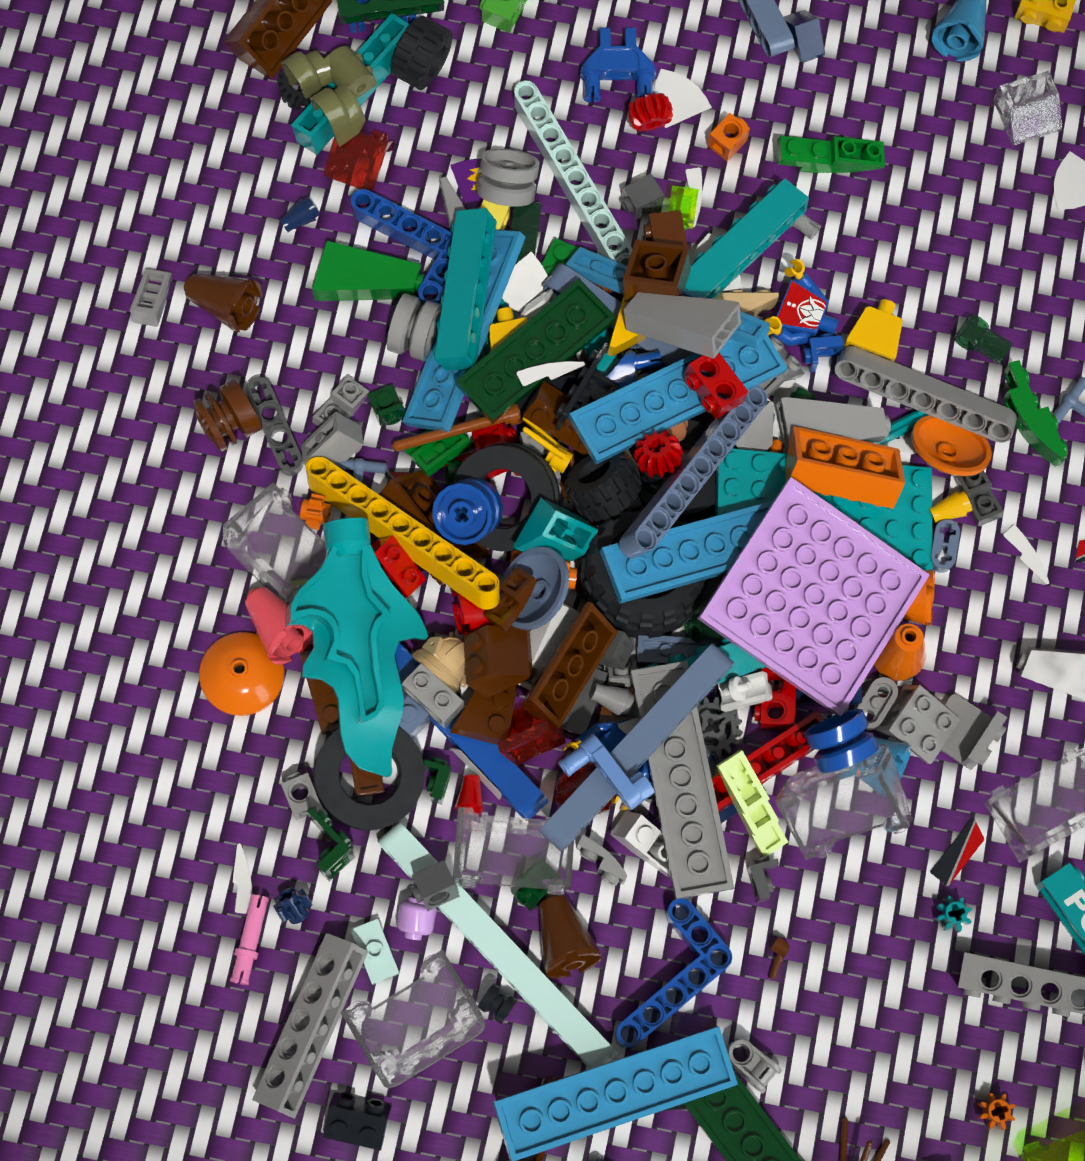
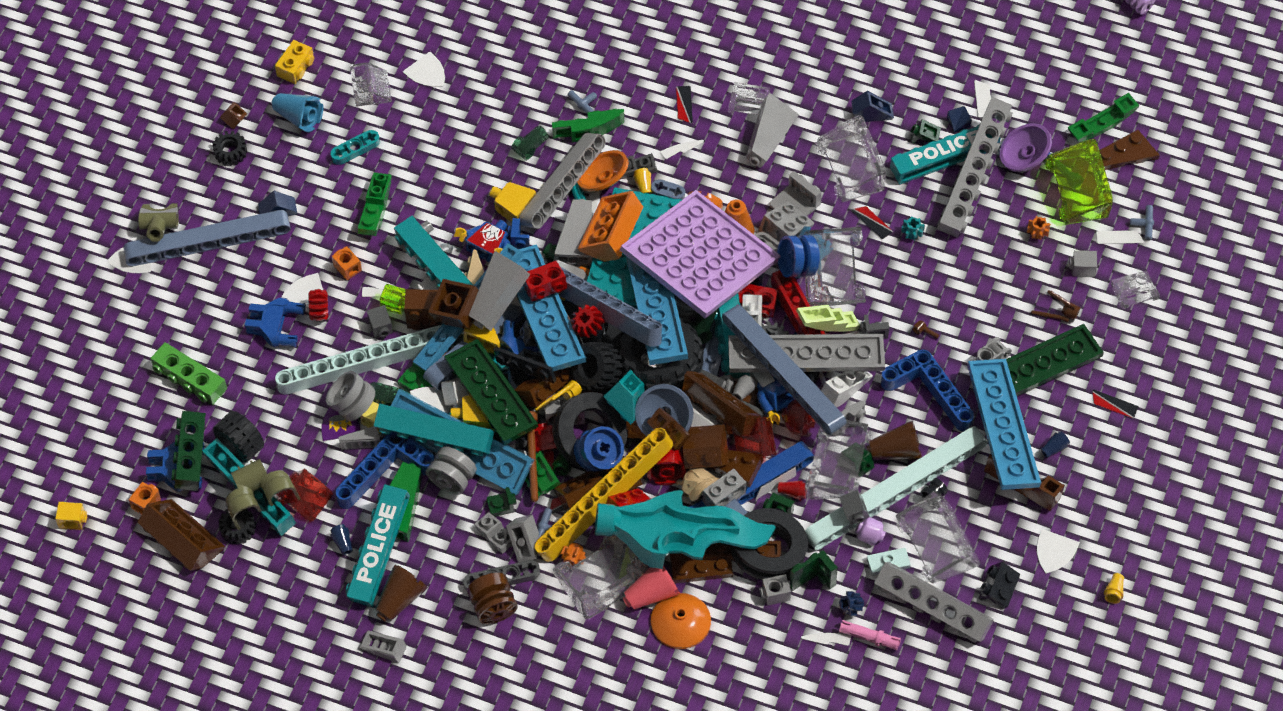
camera: 75 degrees left, 15 degrees down
(285, 255) = (378, 545): none -> teal brick
(551, 370) = (508, 383): white sticker -> none
(630, 791) = (814, 371): medium blue beam -> none
(924, 124) = (369, 145): none -> teal beam

